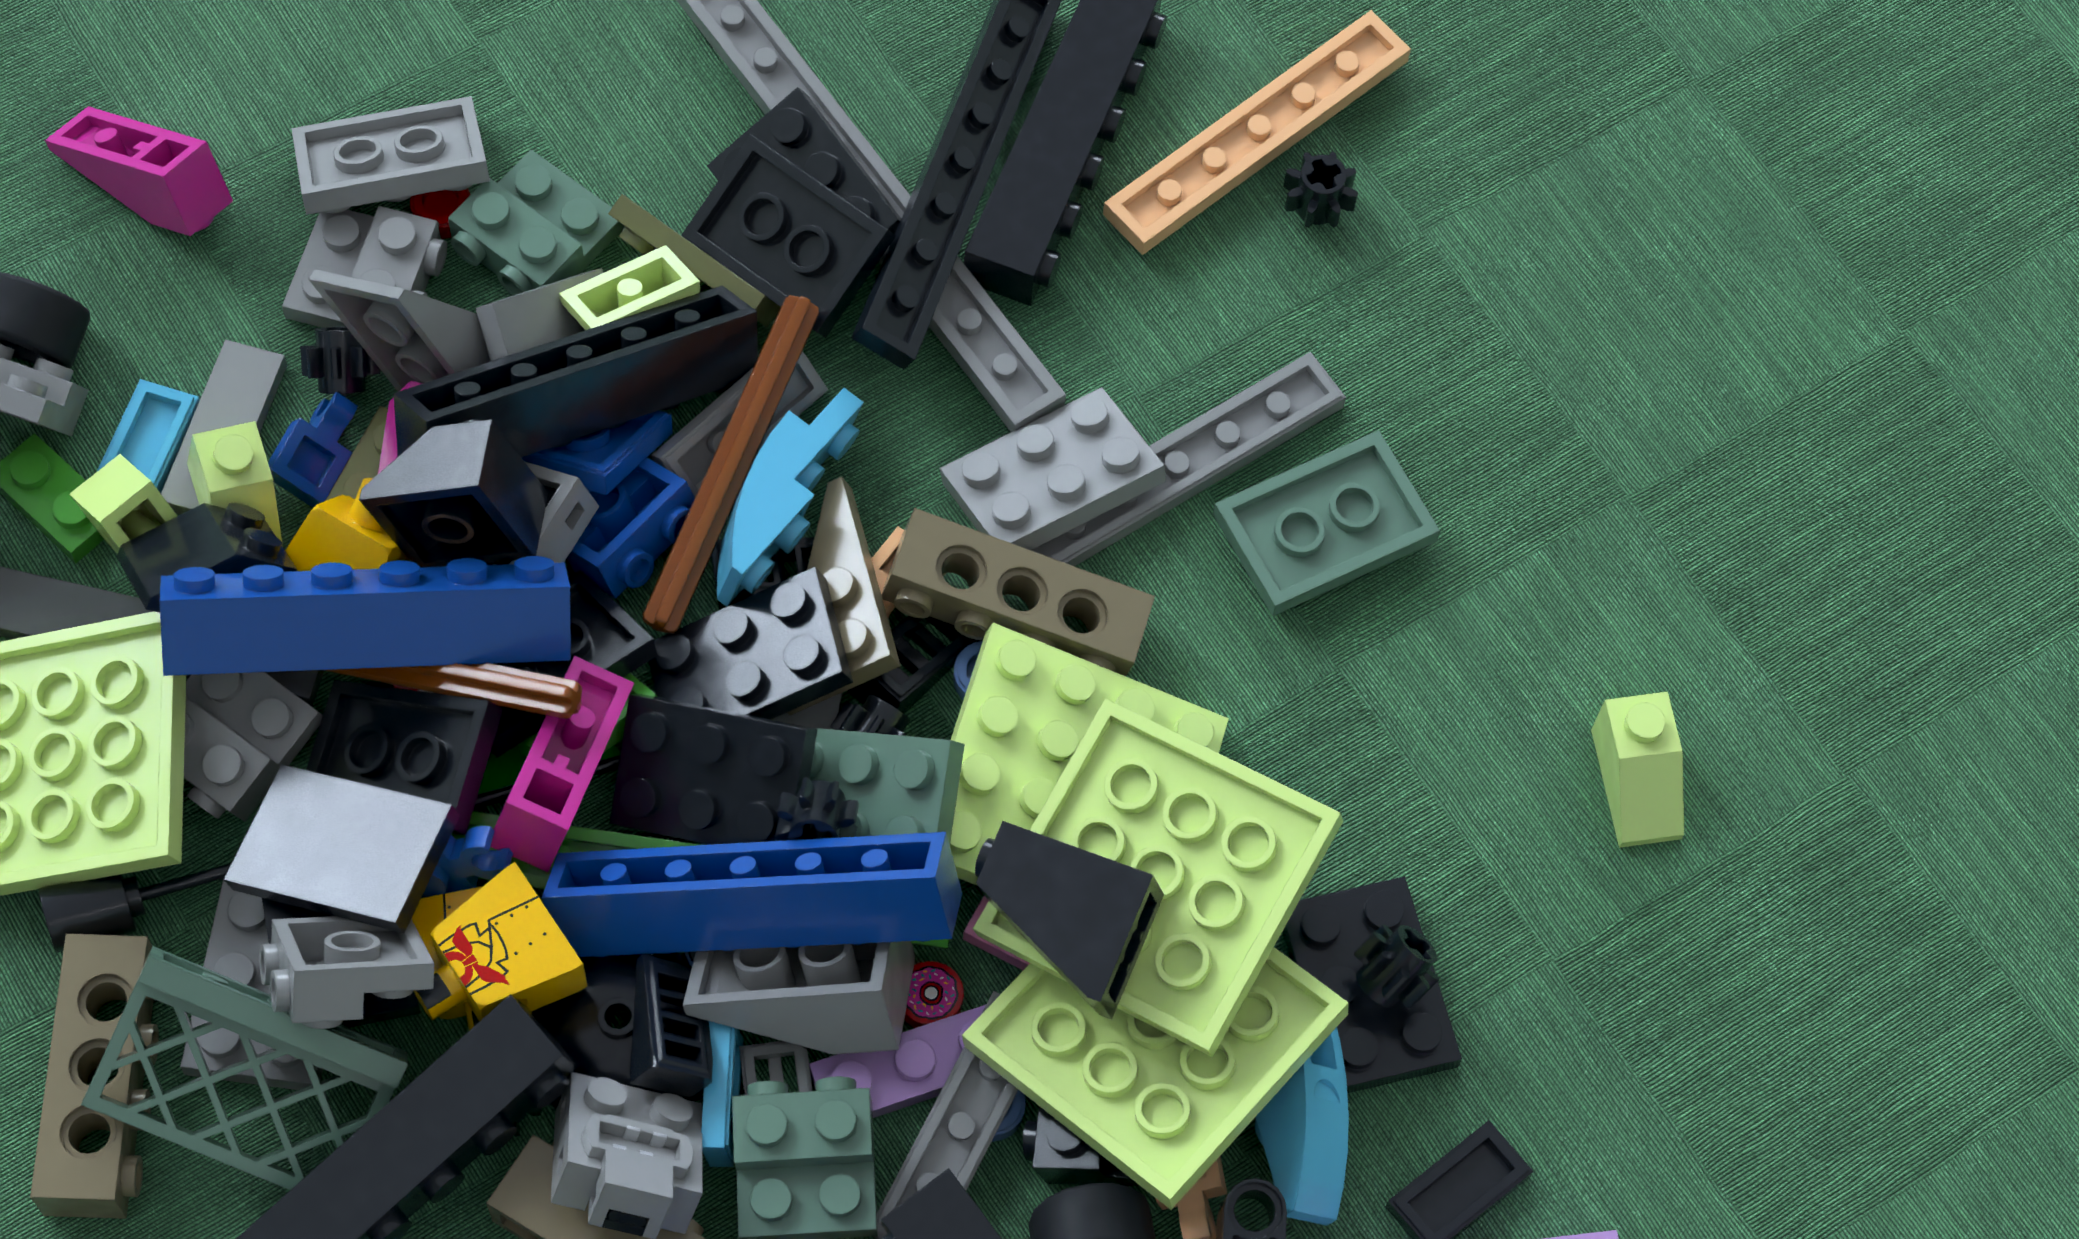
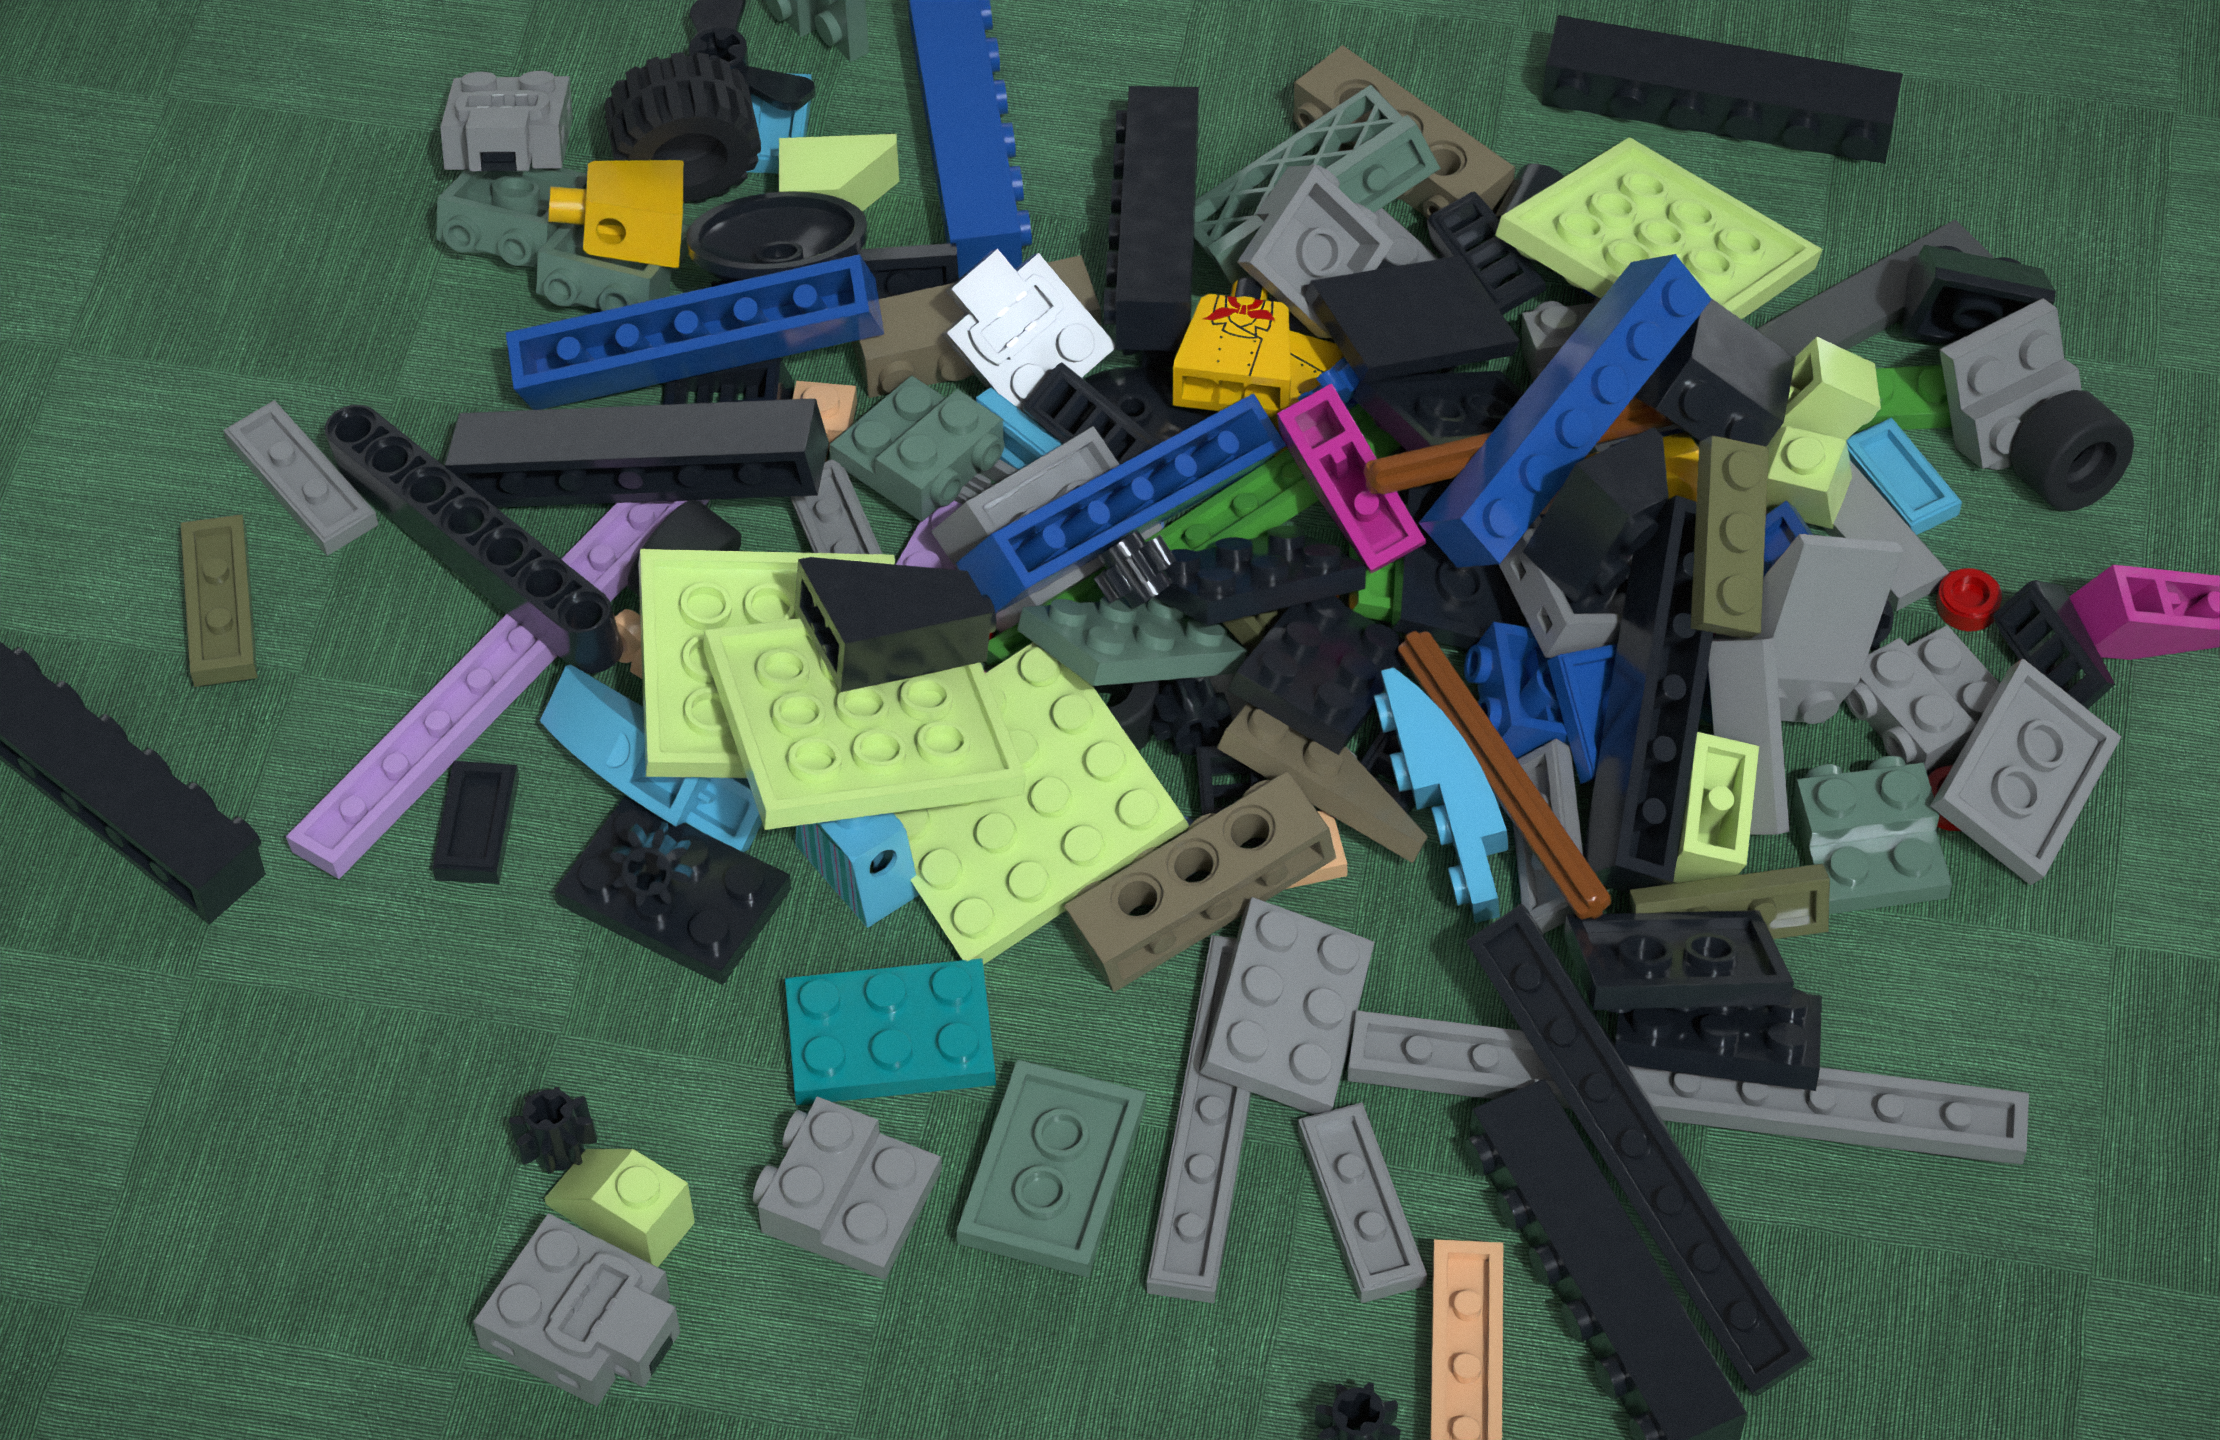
camera: 140 degrees right, 10 degrees down
(176, 935) = (1467, 224): none -> black slope
(212, 229) = (2031, 617): none -> black slope
(234, 316) = (1968, 599): none -> red tile
(420, 375) = (1729, 537): none -> olive plate
(1148, 325) = (1362, 1203): none -> light grey tile
(1327, 728) = (890, 1031): none -> teal plate
(1475, 641) = (845, 1188): none -> light grey plate
(1628, 871) = (553, 1130): none -> black gear
(1742, 717) = (579, 1313): none -> light grey piece

